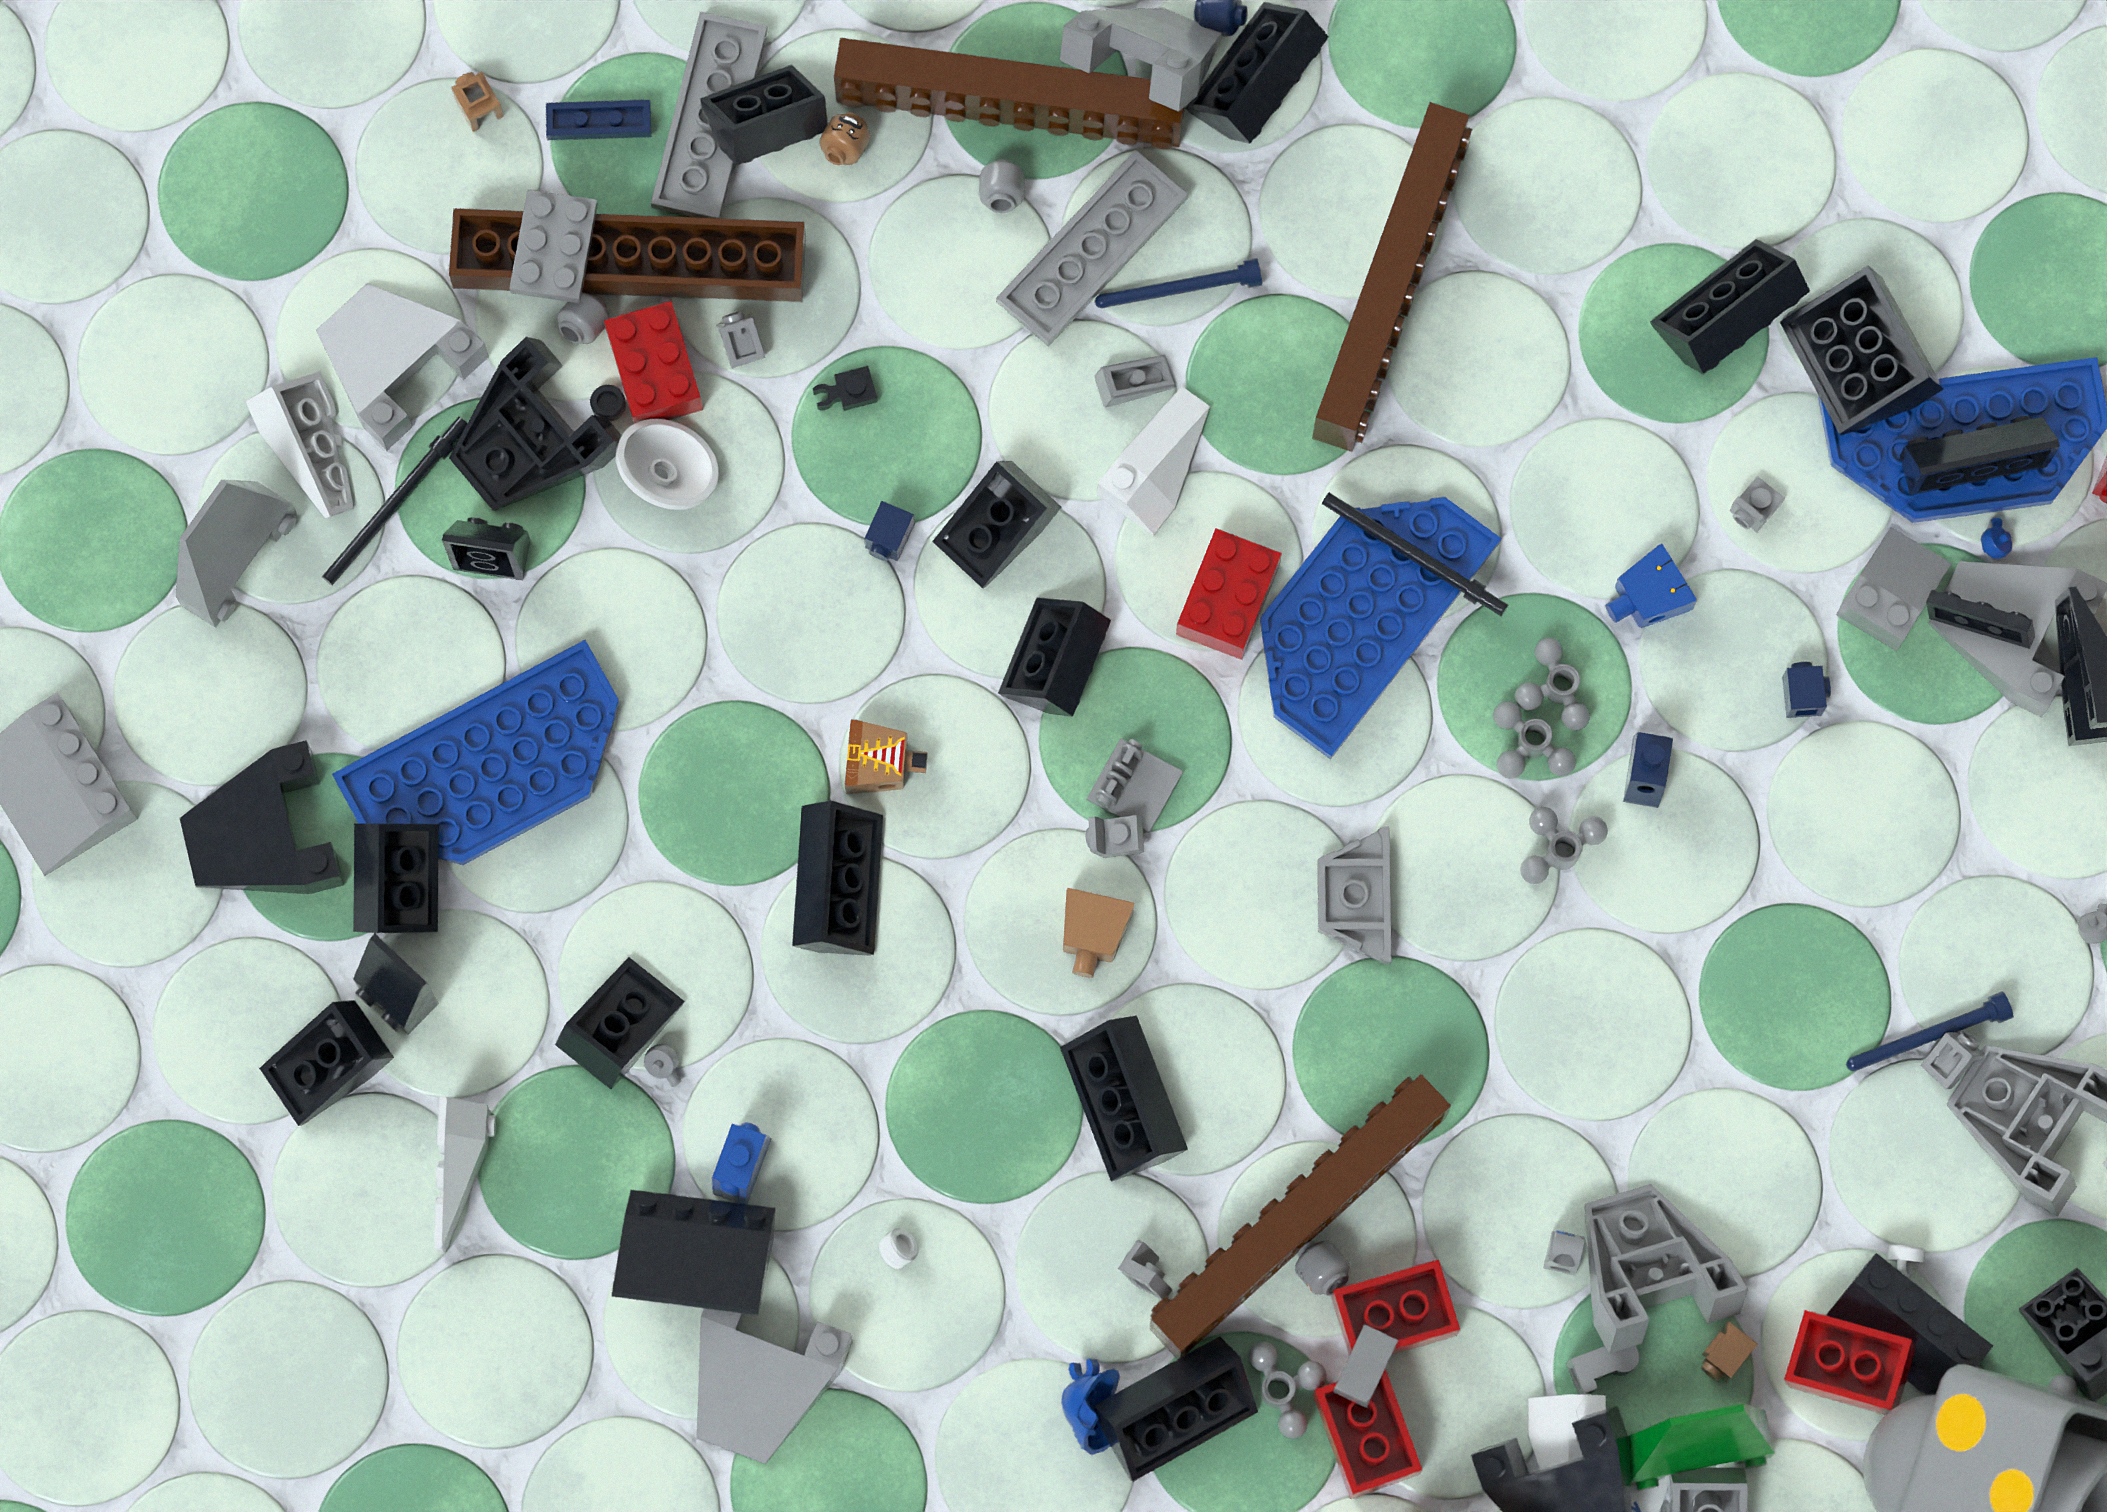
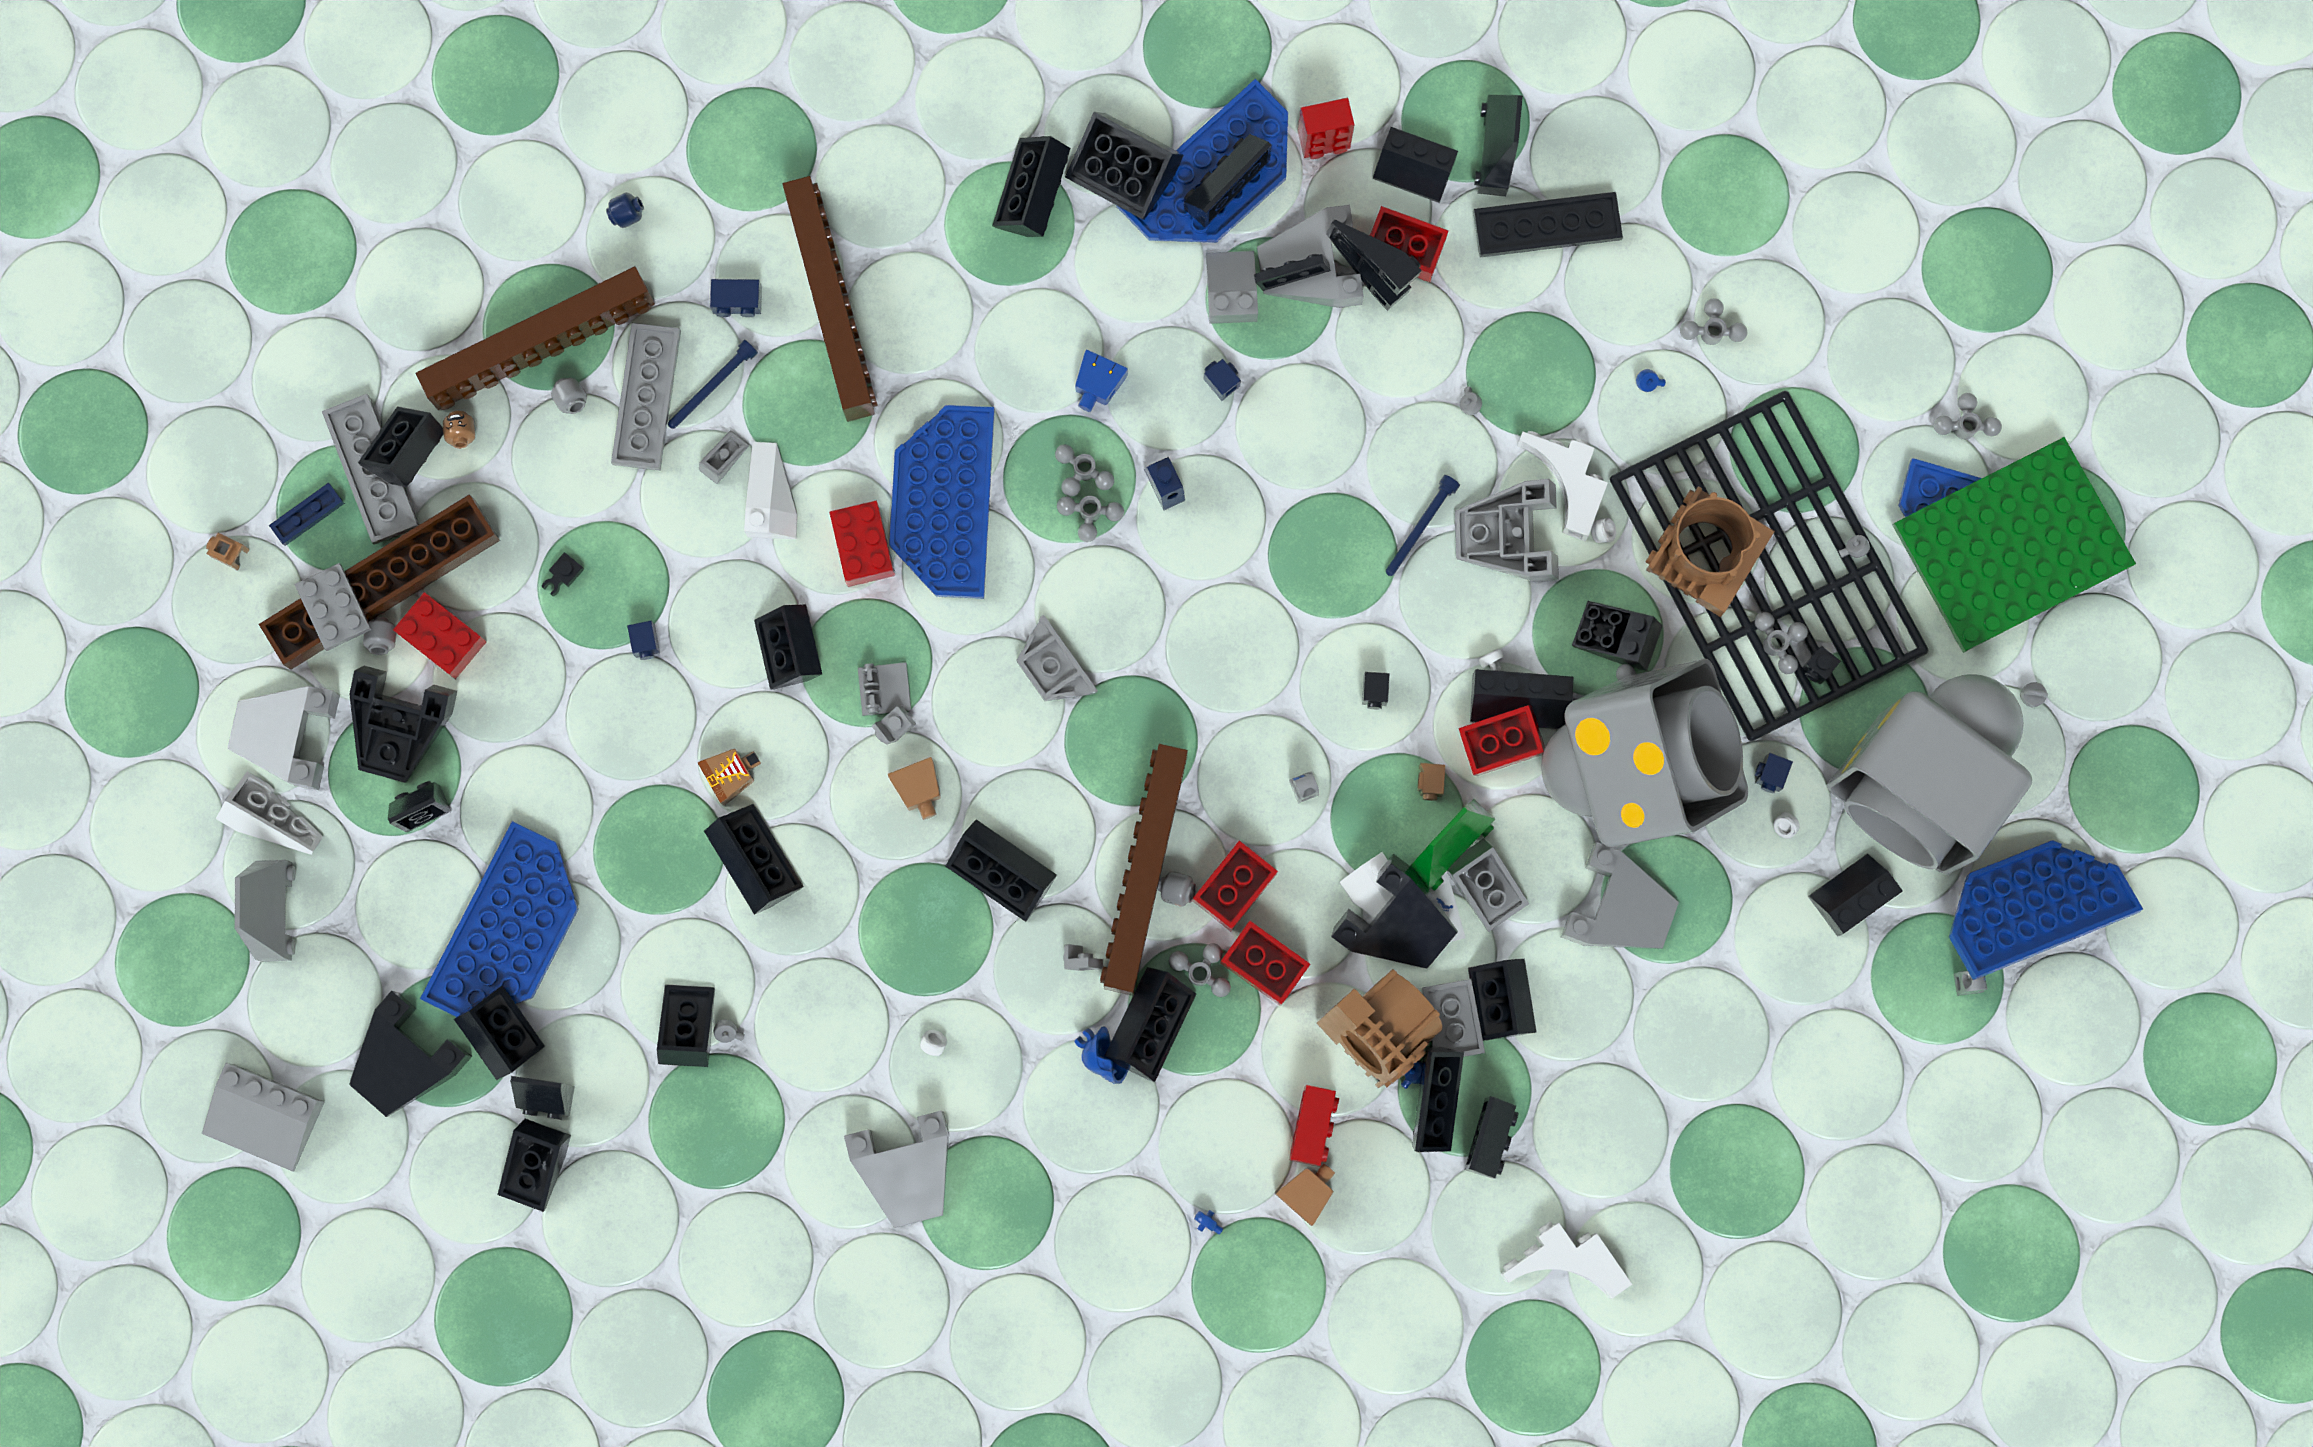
camera: 35 degrees left, 5 degrees up
(439, 448) = (349, 767): black bar -> none
(463, 1140) = (644, 1155): white wedge -> none
(608, 402) = (428, 675): black tile -> none
(667, 464) = (488, 688): white dish -> none
(694, 1252) = (820, 1127): black slope -> none
(740, 339) = (479, 586): light grey bracket -> none
(740, 1162) = (810, 1057): blue torso -> none
(996, 522) = (701, 592): black slope -> none
(1158, 36) = (596, 249): light grey wedge -> none
(1258, 71) = (670, 230): black slope -> none
(1281, 202) = (735, 297): none -> dark blue brick
(1365, 1365) = (1240, 928): light grey slope -> none
(1473, 590) = (1000, 448): black bar -> none
(1544, 822) = (1127, 552): light grey piece -> none
(1600, 1364) = (1372, 827): light grey leg -> none
(1647, 1256) = (1350, 758): light grey wedge -> none
(1734, 1194) = (1375, 690): none -> black brick
(1756, 505) = (1123, 291): light grey bracket -> none
(1952, 1058) = (1442, 530): light grey bracket -> none
(1996, 540) = (1269, 221): blue piece -> none

